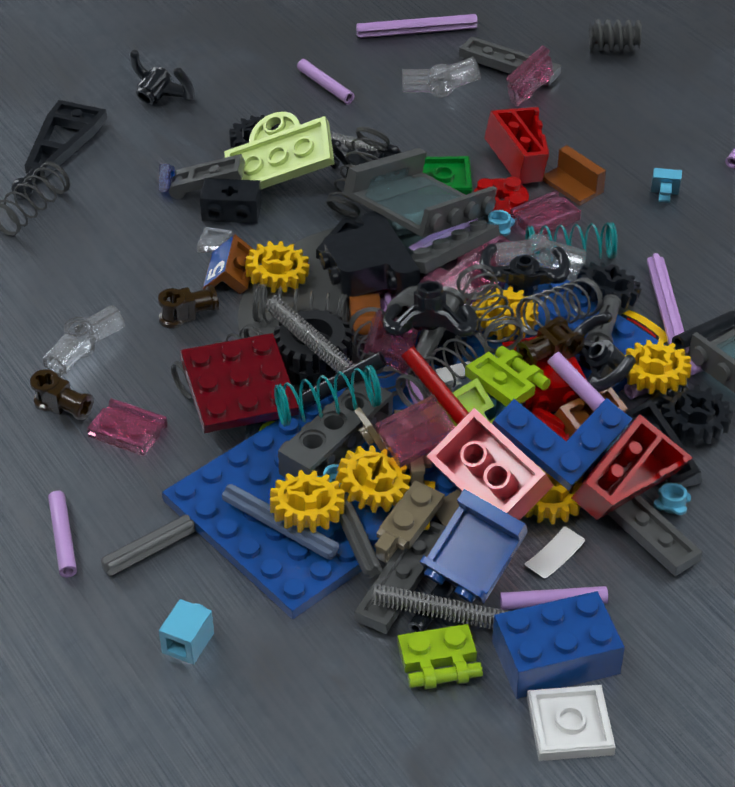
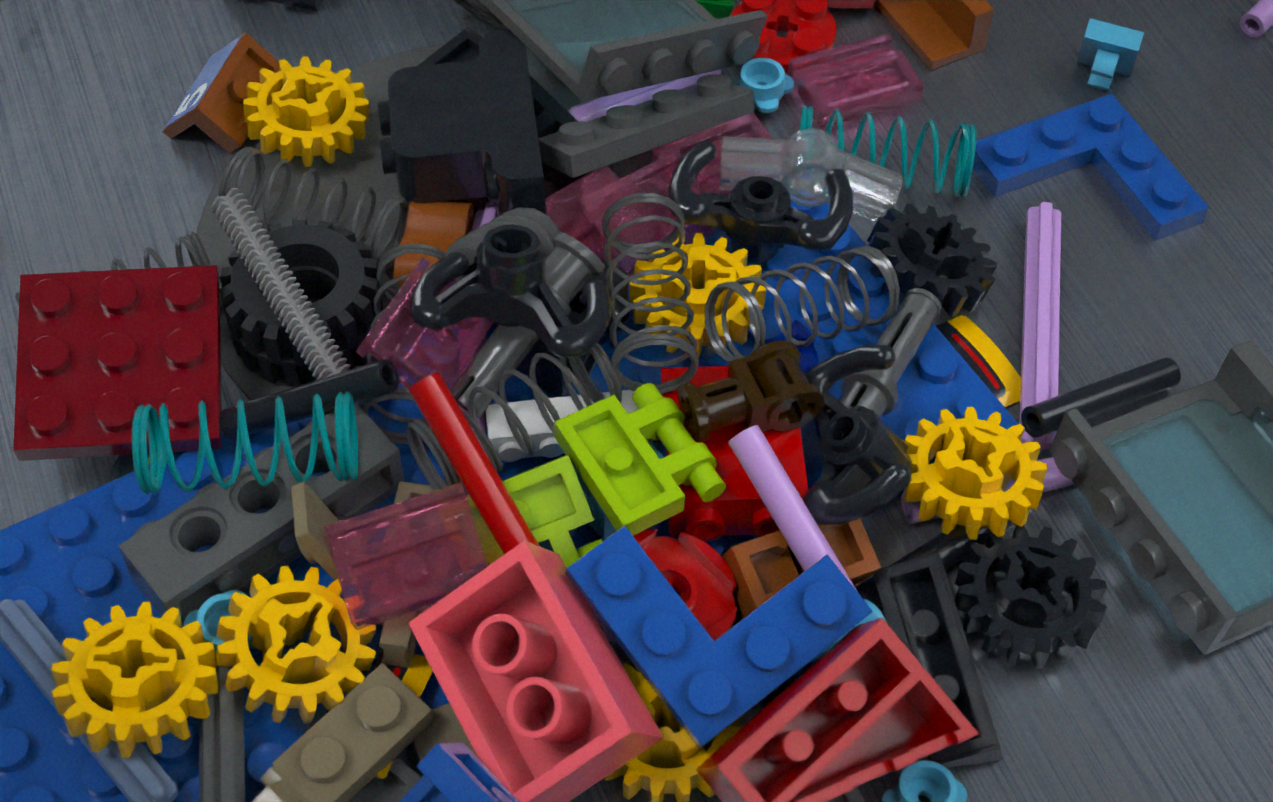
camera: 10 degrees right, 10 degrees up
(185, 305) = (106, 163): dark brown connector -> none
(211, 239) = (217, 30): clear tile -> none
(679, 224) = (1114, 144): none -> blue plate

